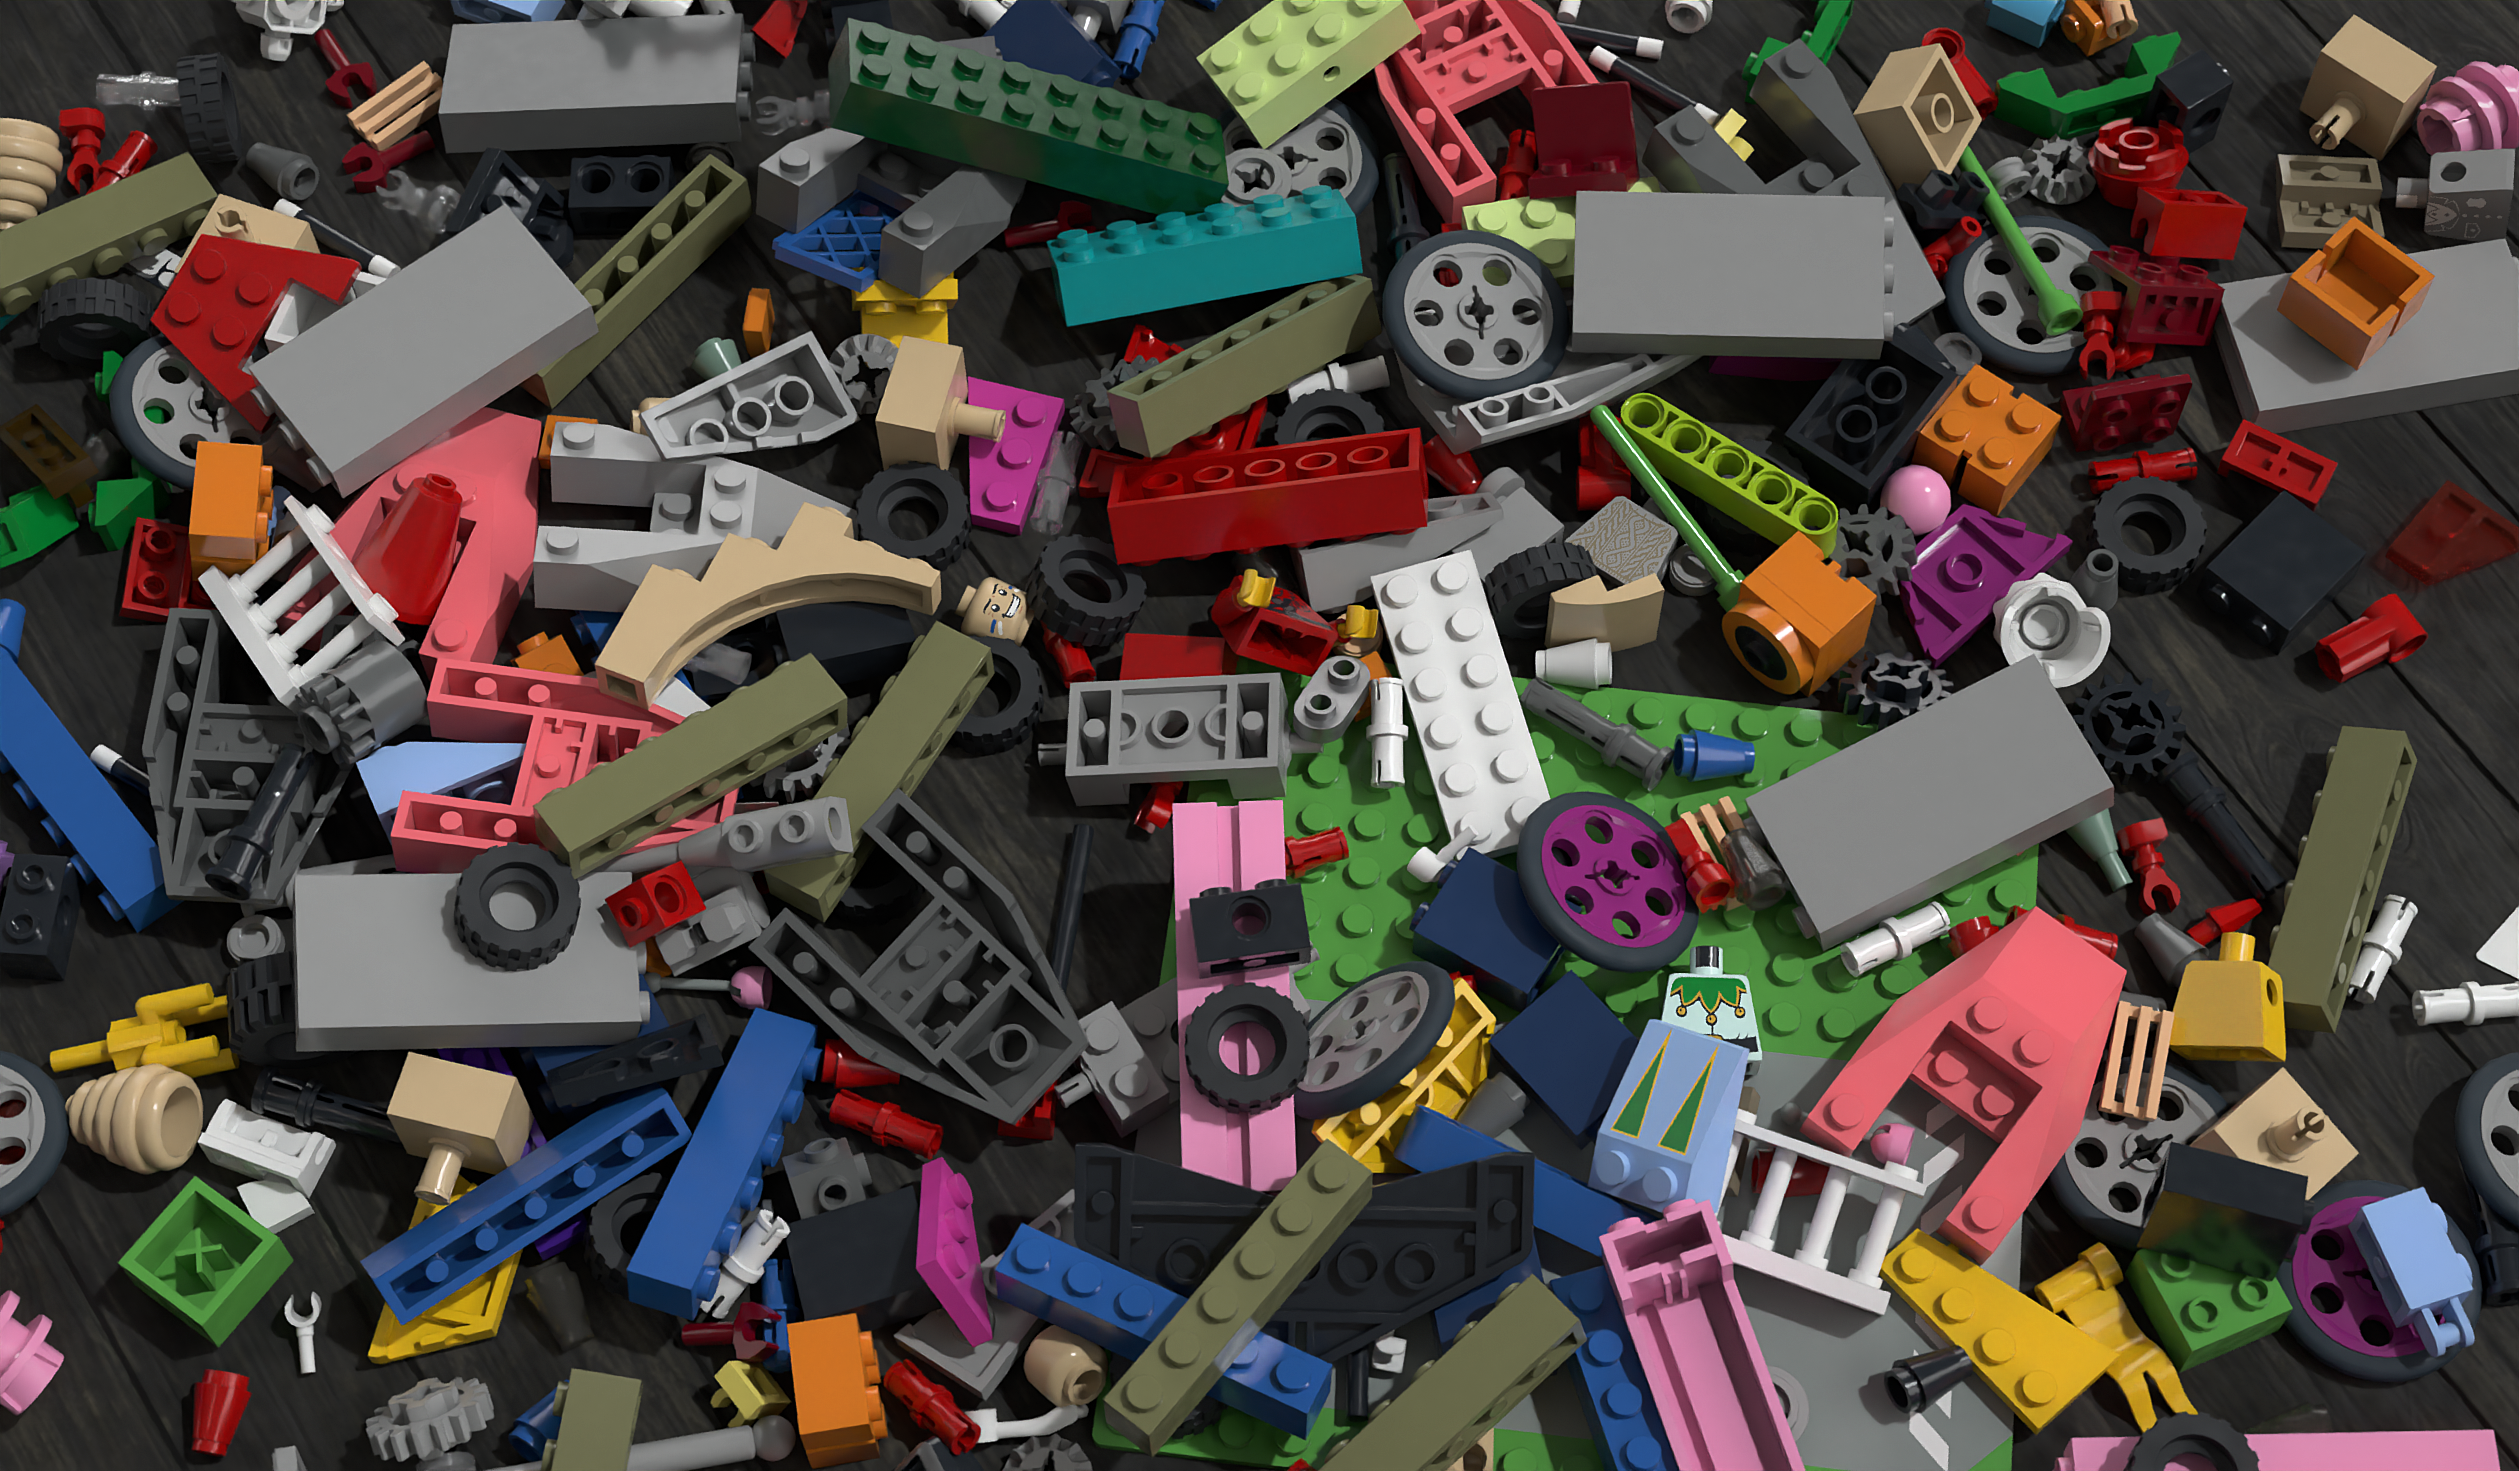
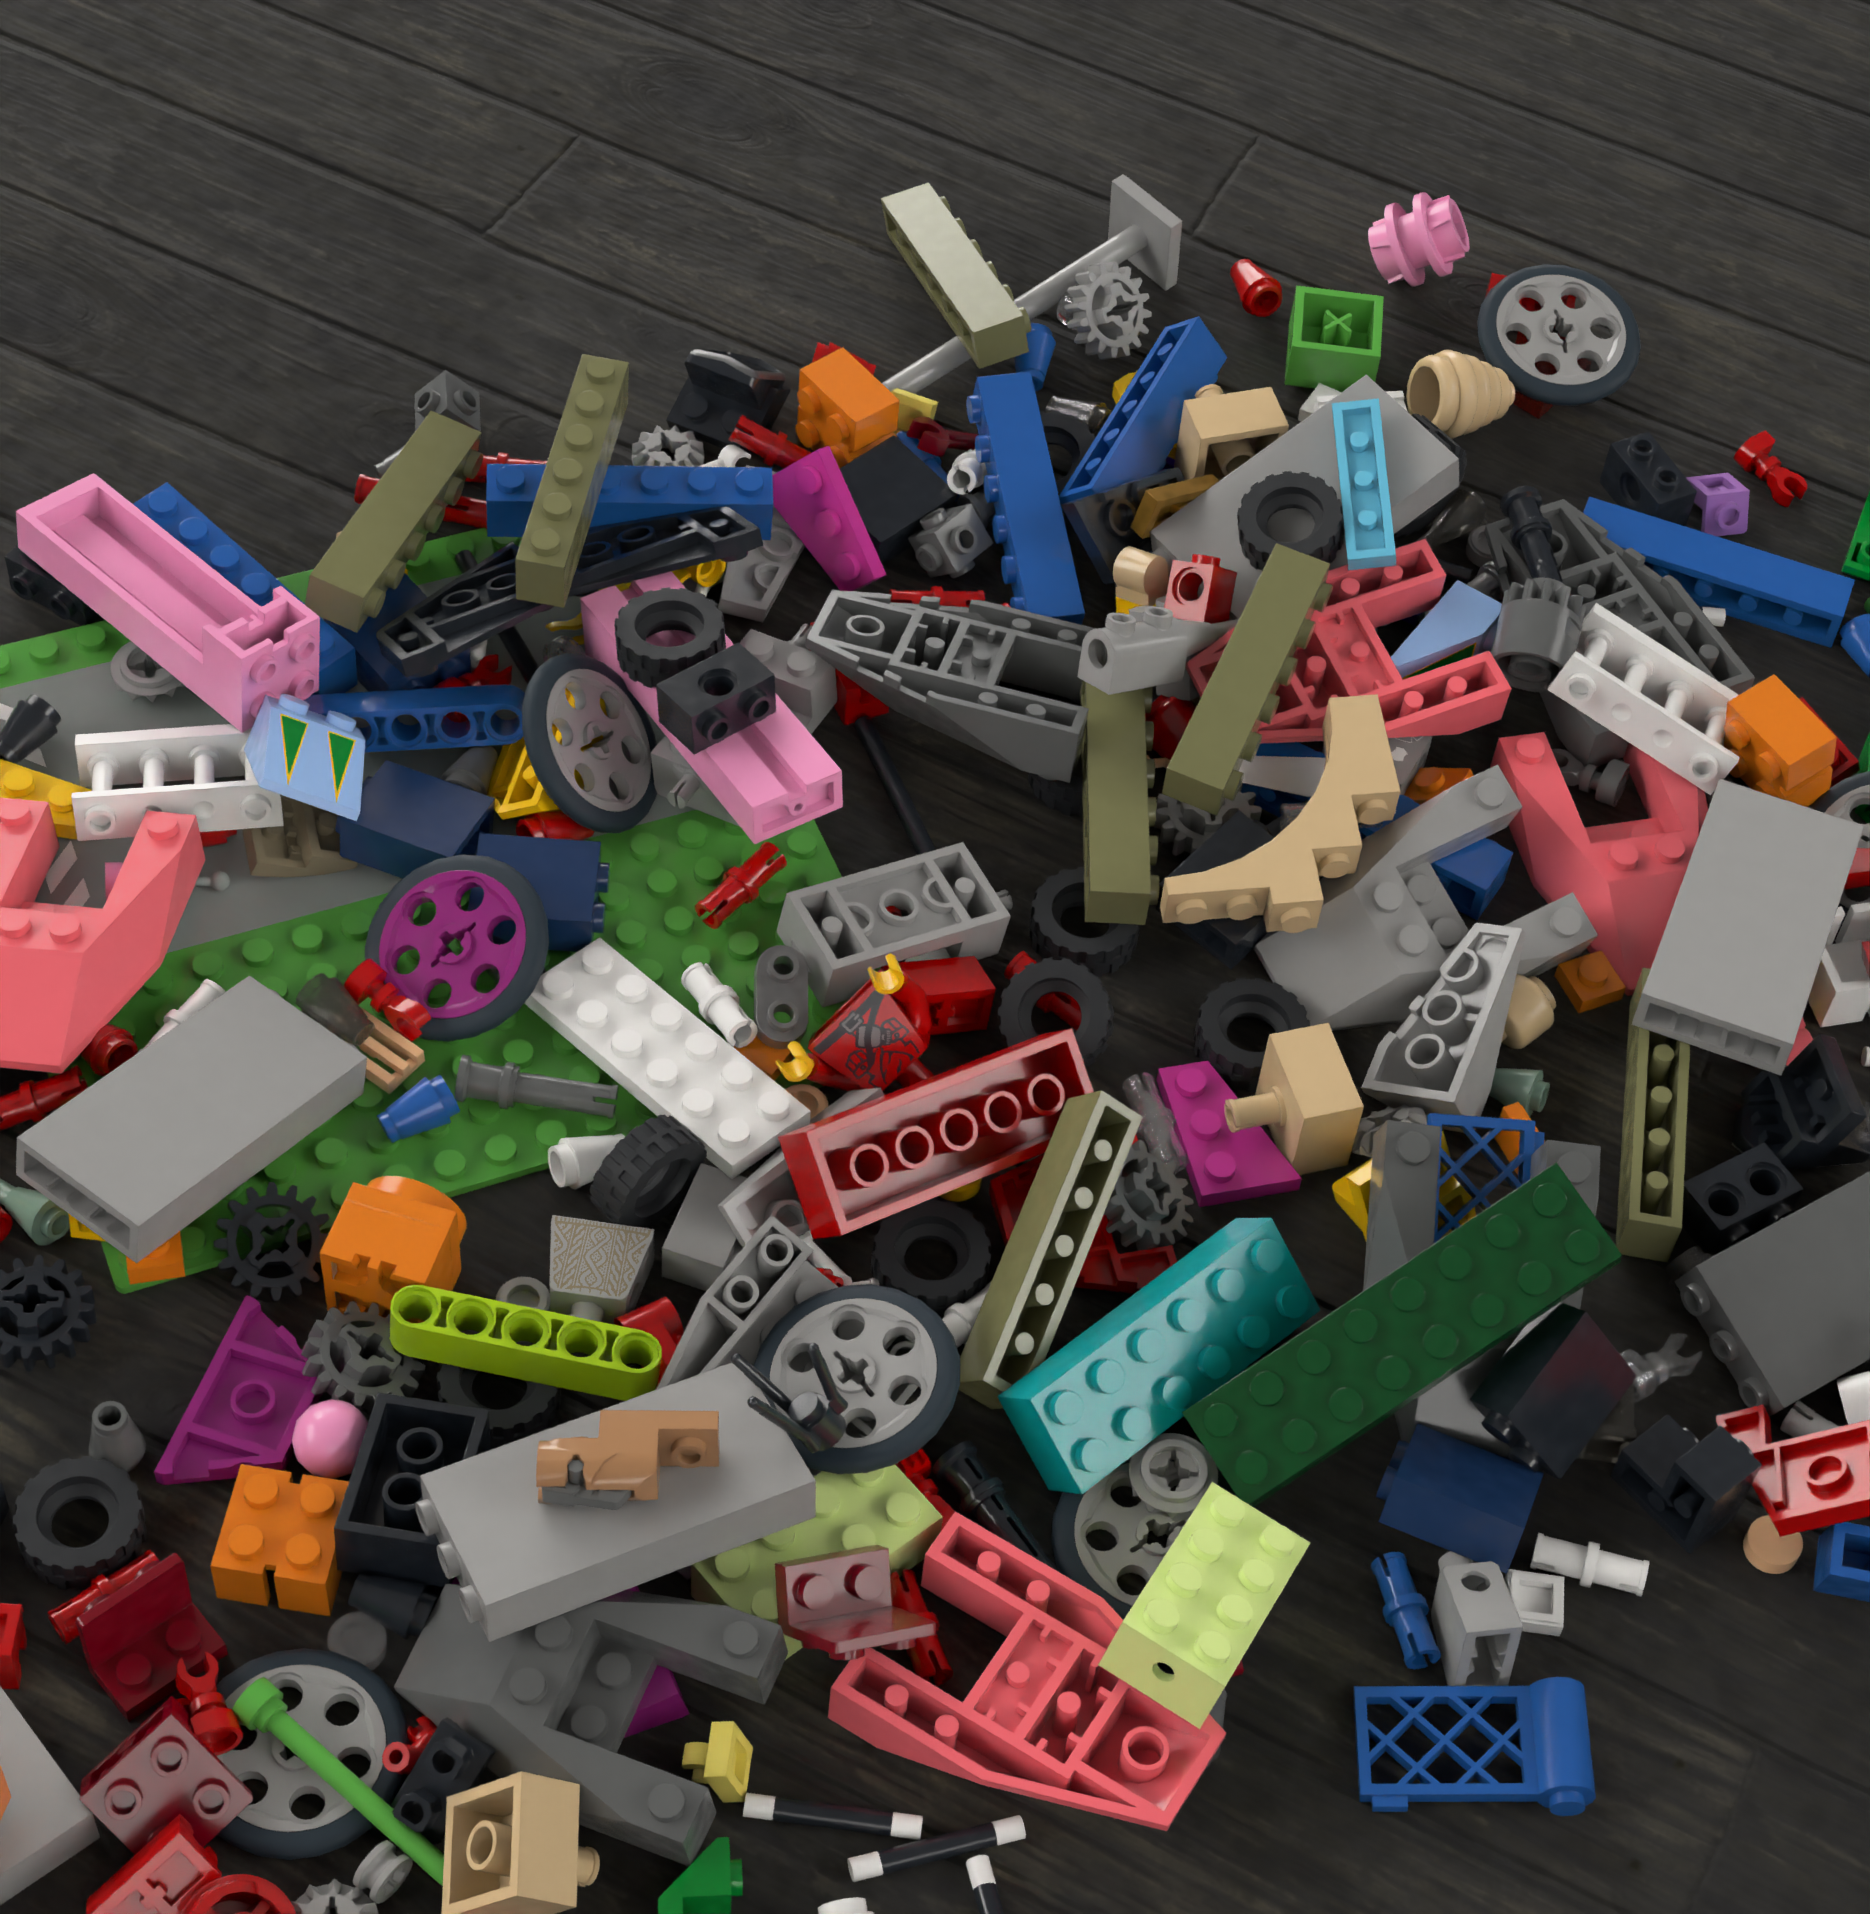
camera: 145 degrees right, 10 degrees down
(159, 1036) = (1498, 448): yellow plant -> none
(304, 1331) = (1248, 351): white hand -> none
(412, 898) = (1363, 484): none -> medium azure plate
(414, 549) = (1609, 780): red cone -> none
(590, 1036) = (1166, 500): none -> pearl gold plate
(691, 992) = (1139, 579): none -> tan leg
(995, 611) = (1126, 977): tan head -> none
(1429, 866) = (620, 927): white hand -> none
(1541, 269) = (813, 1417): none -> black plant
(1620, 616) = (564, 1178): tan slope -> none
(1714, 1003) = (318, 895): torso -> none
(1724, 250) = (625, 1457): none -> medium nougat plate
(1727, 580) = (476, 1281): bright green piece -> none
(2055, 625) = (143, 1339): white hat -> none

